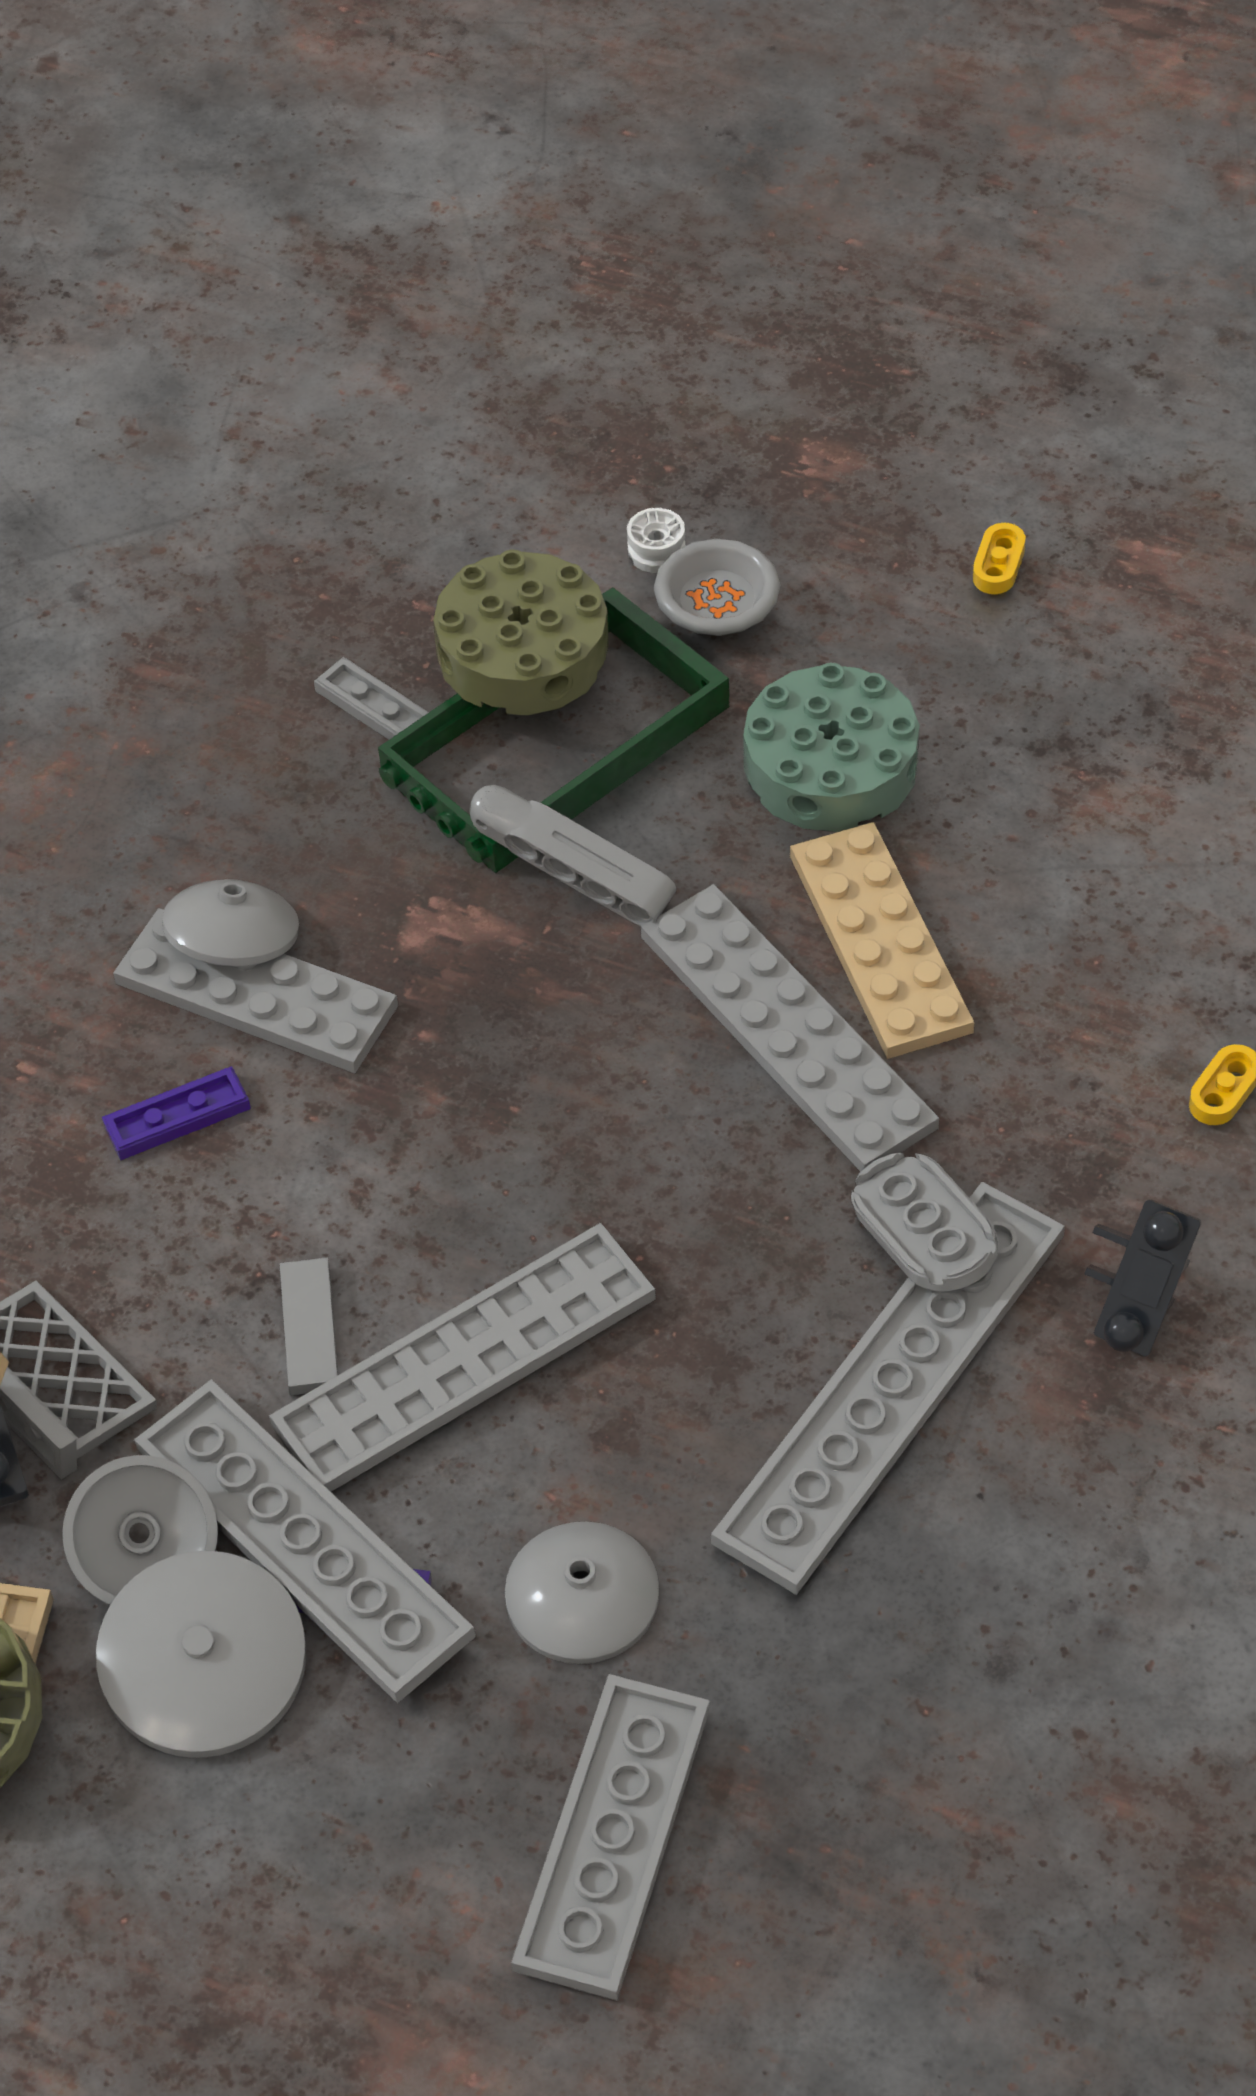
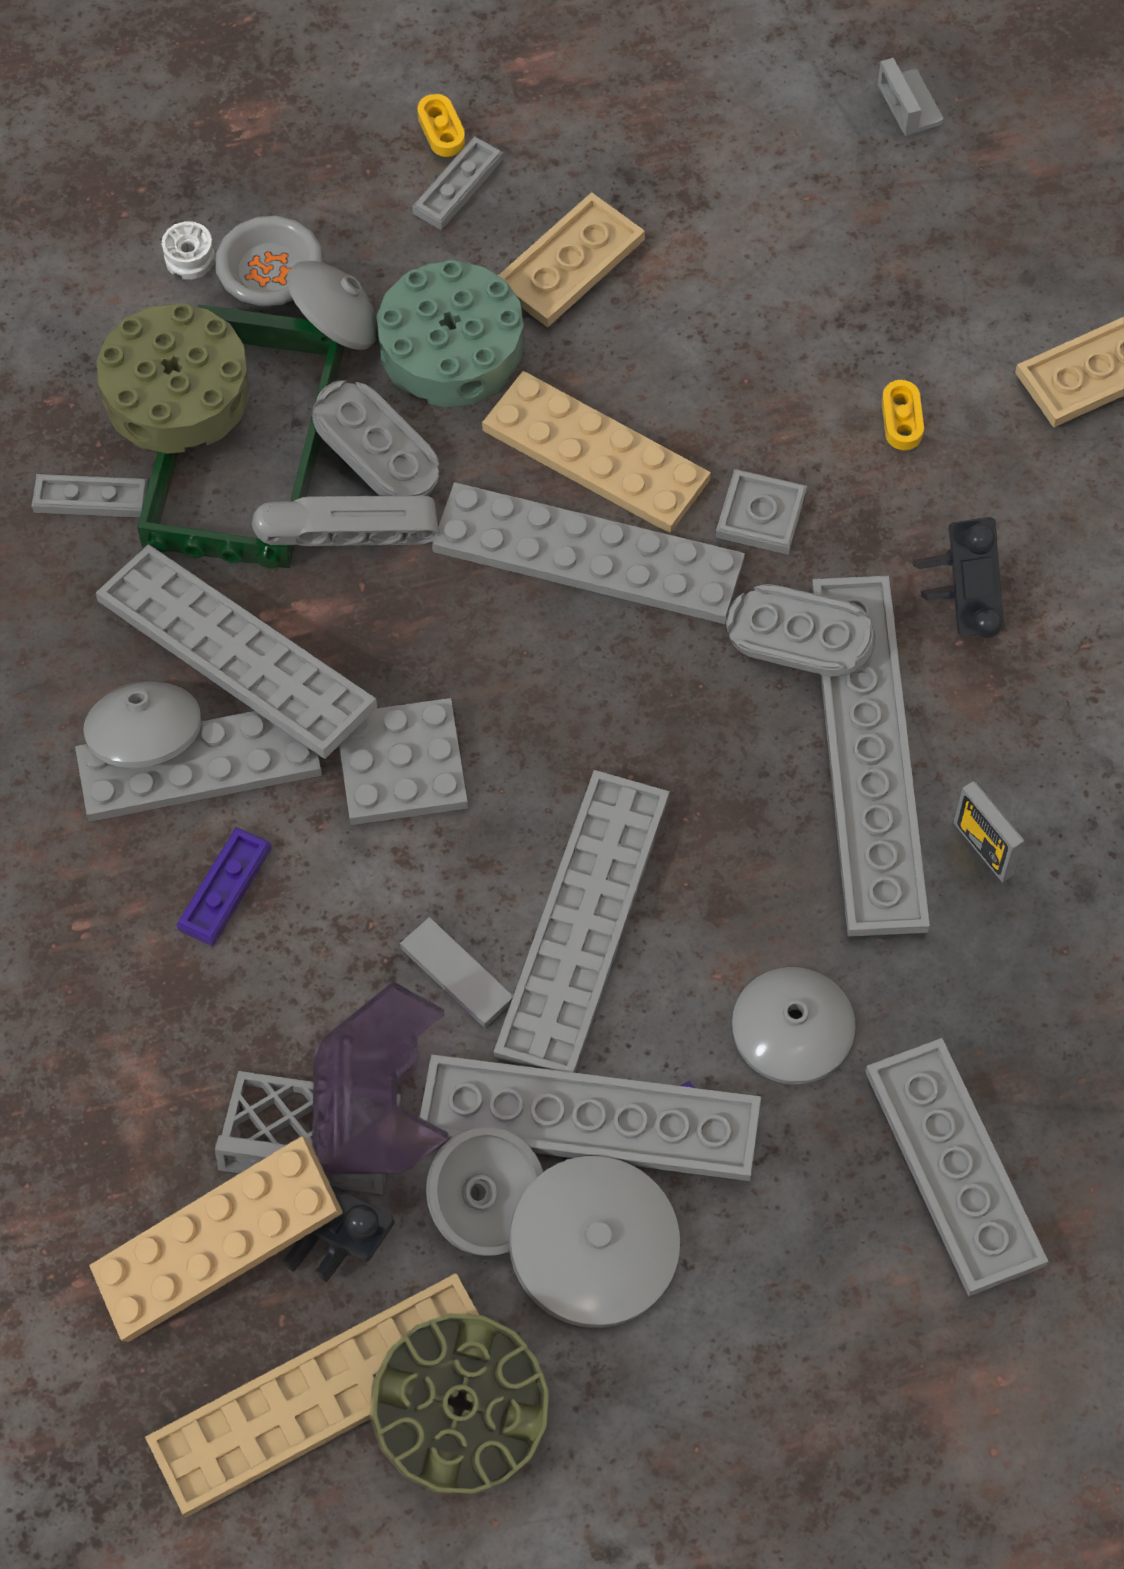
camera: 40 degrees left, 10 degrees up
(121, 1361) = (356, 1089): none -> clear purple windscreen
(369, 912) = (237, 651): none -> light grey plate
(434, 1105) = (403, 763): none -> light grey plate
(669, 801) = (375, 440): none -> light grey tile
(731, 651) = (334, 303): none -> light grey dish
(934, 1530) = (988, 831): none -> tile
(971, 620) = (457, 183): none -> light grey tile
(995, 1091) = (761, 511): none -> light grey tile
(1014, 747) = (571, 258): none -> tan plate

